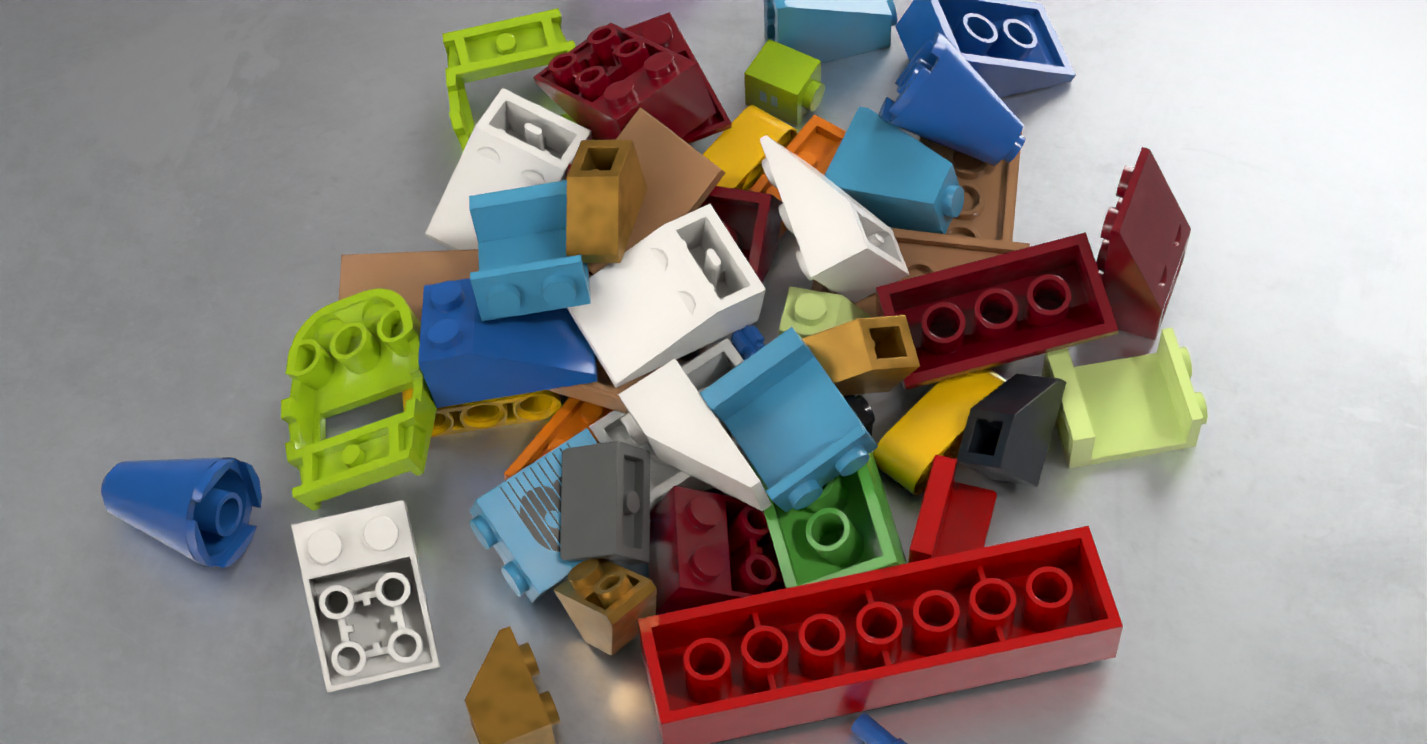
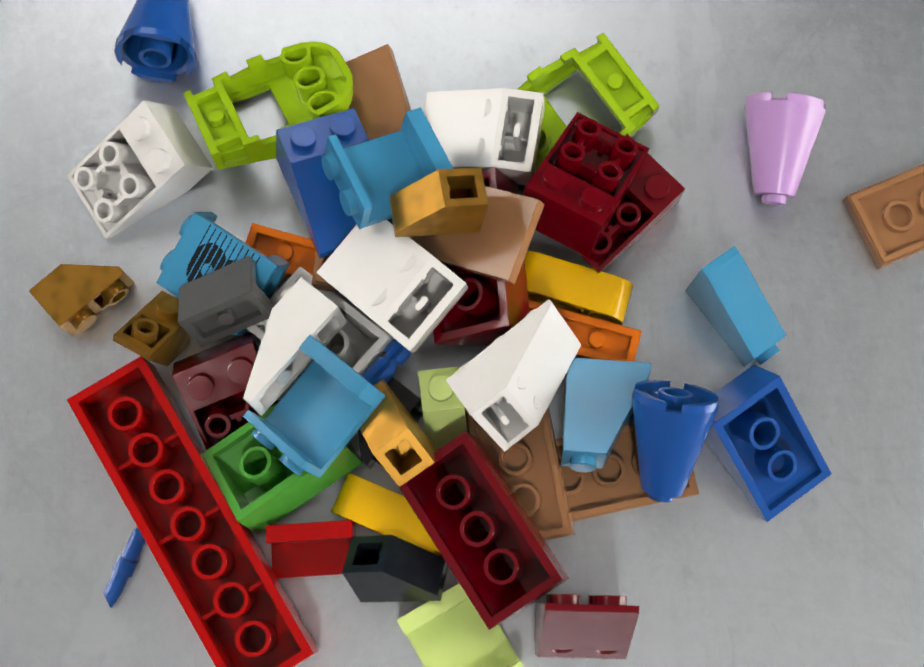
camera: 65 degrees right, 20 degrees up
(784, 82) = (666, 298): lime brick -> none

